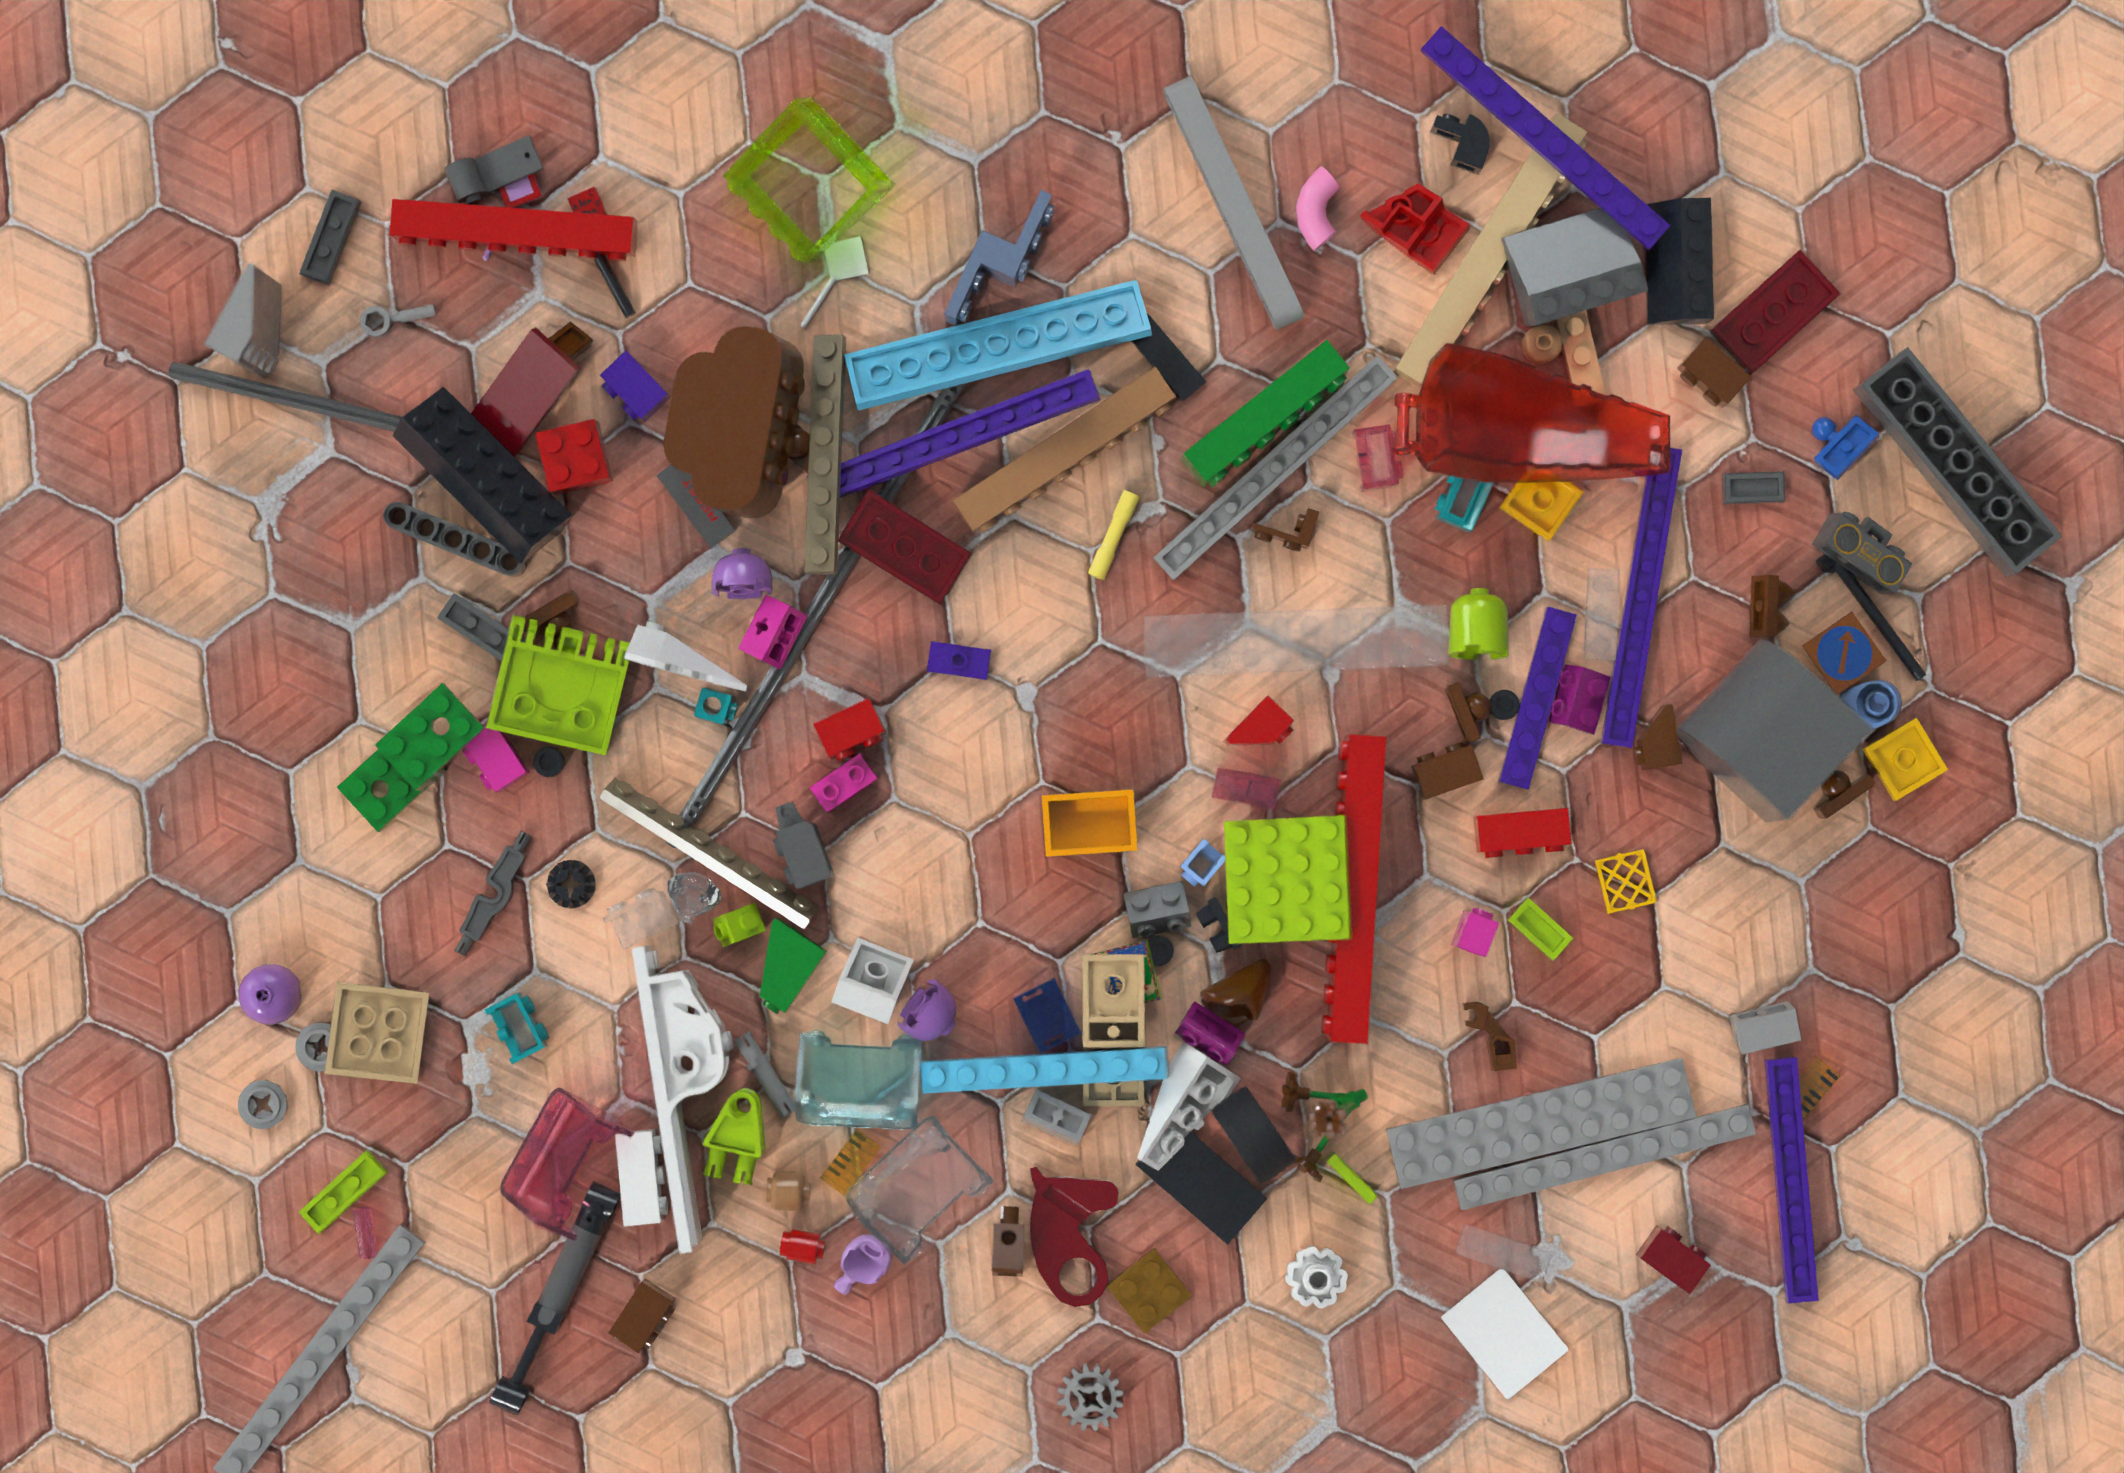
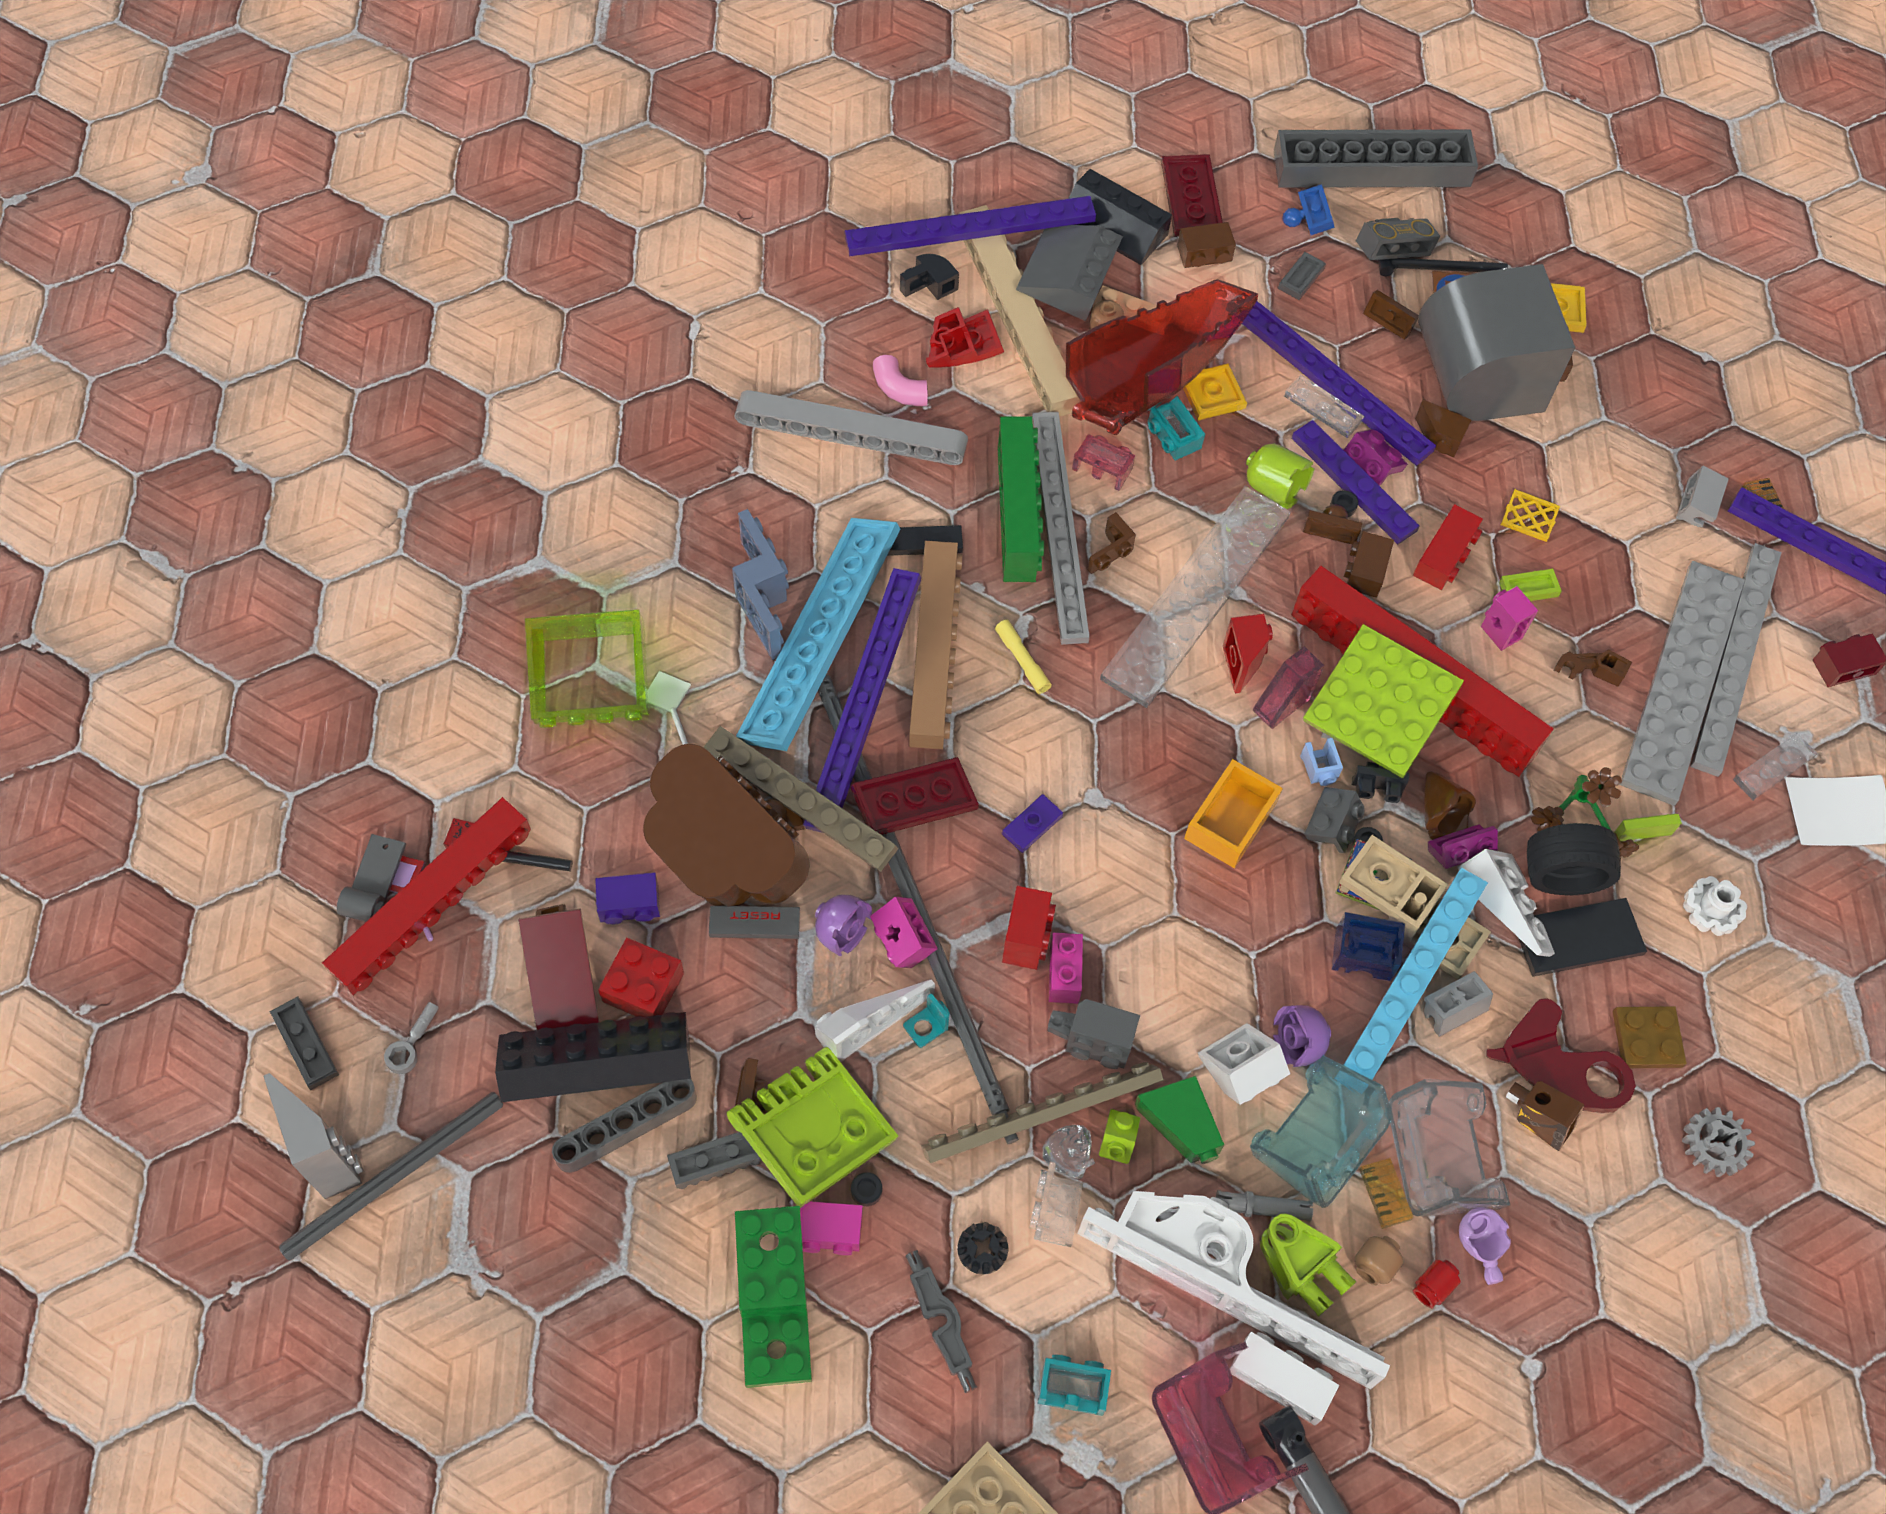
camera: 55 degrees left, 25 degrees down
(642, 1315) = (1413, 1470): reddish brown brick -> none

